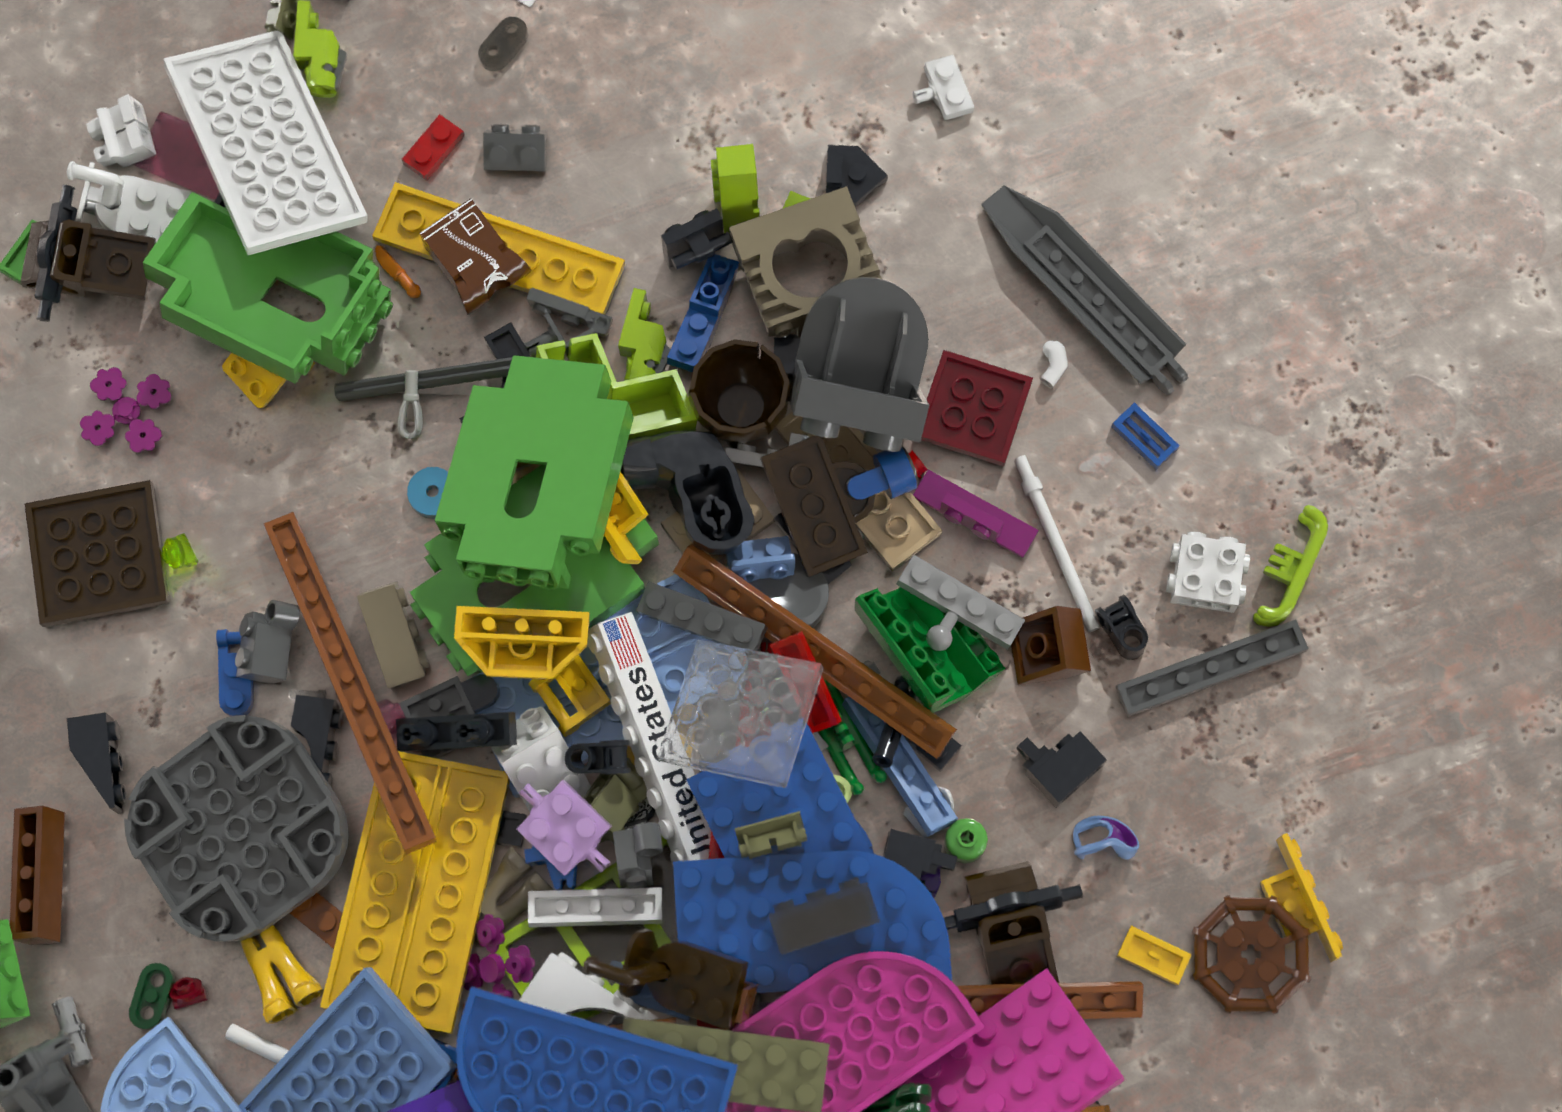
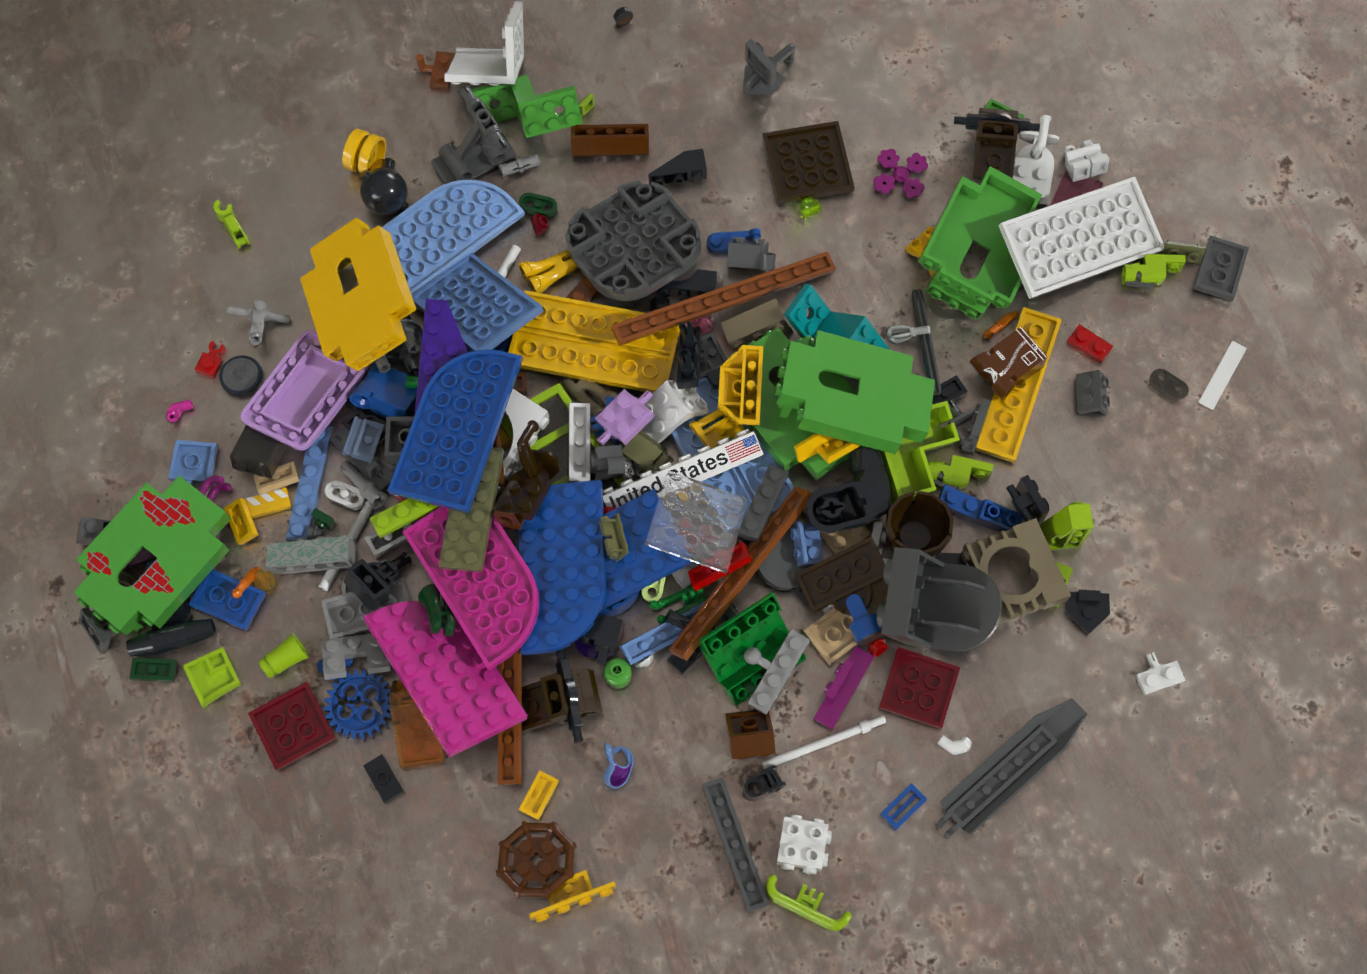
camera: 90 degrees right, 5 degrees down
(355, 791) = (660, 298): none -> black plate
(407, 511) = (822, 319): none -> teal bracket
(492, 966) = (543, 383): magenta plant -> none
(604, 757) = (670, 439): black piece -> none
(823, 915) = (558, 563): clear smoke brick -> none
(1062, 771) = (664, 738): black hinge -> none

